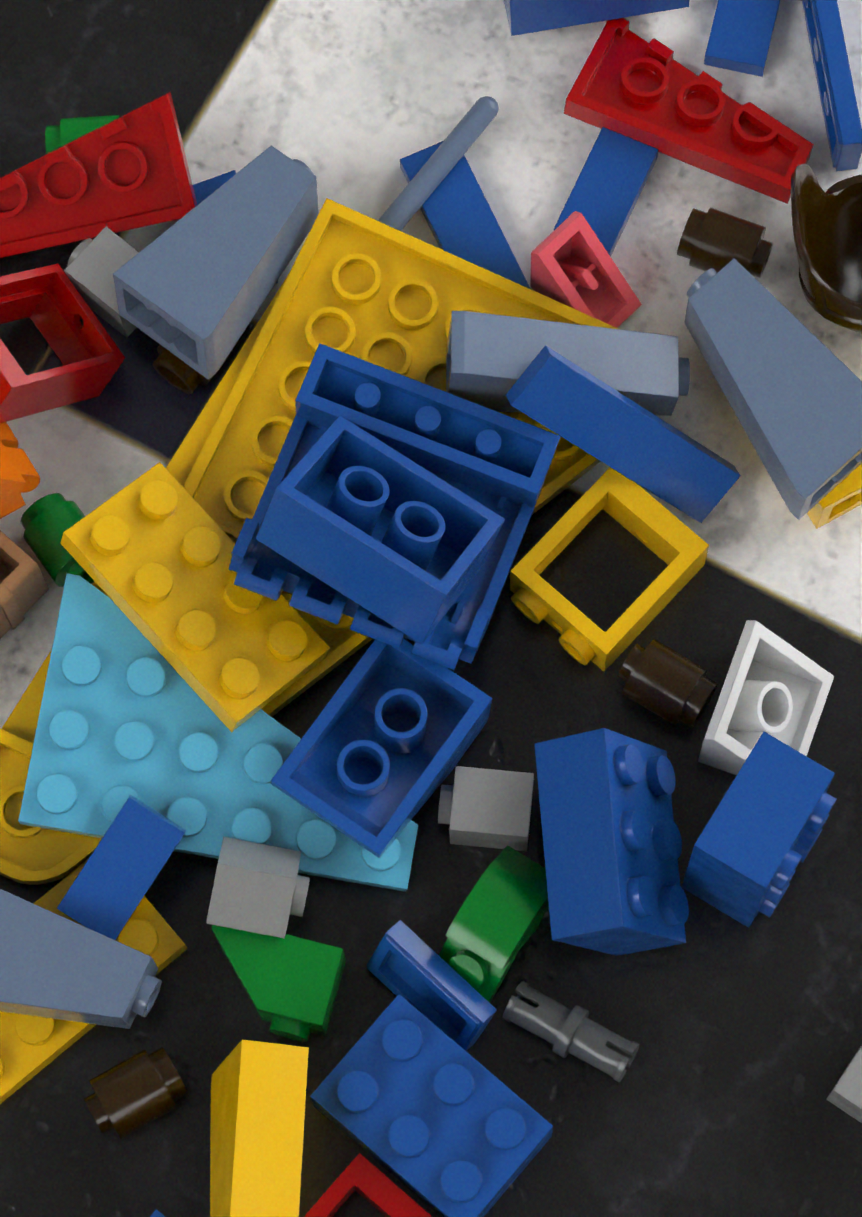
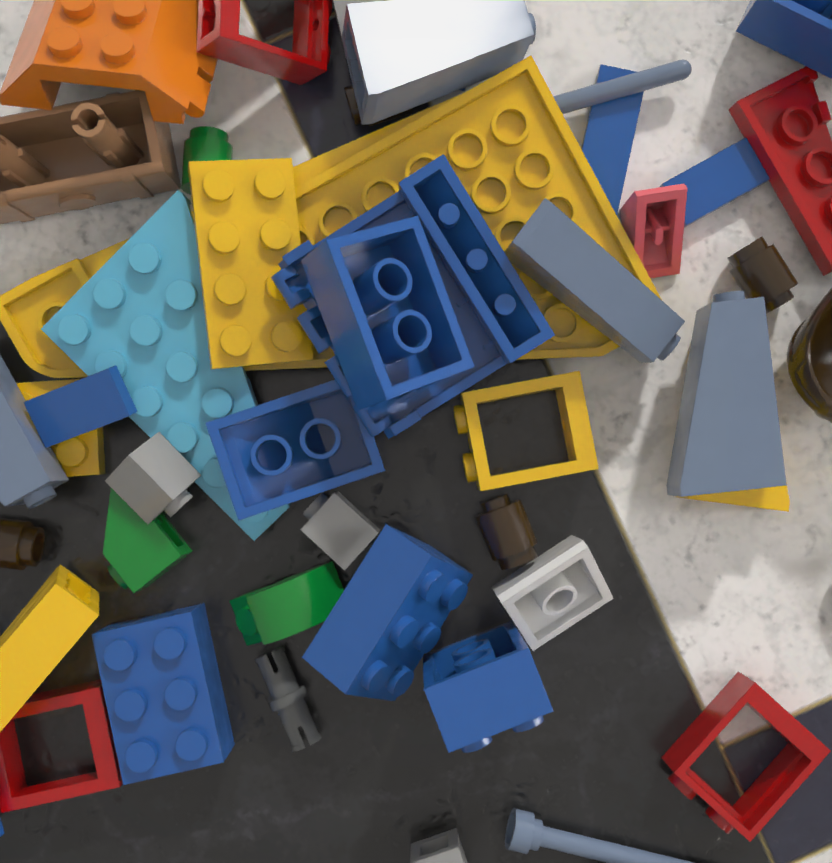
camera: 35 degrees right, 15 degrees up
(430, 985) = (222, 613): blue tile -> none
(622, 434) = (596, 356): blue tile -> none

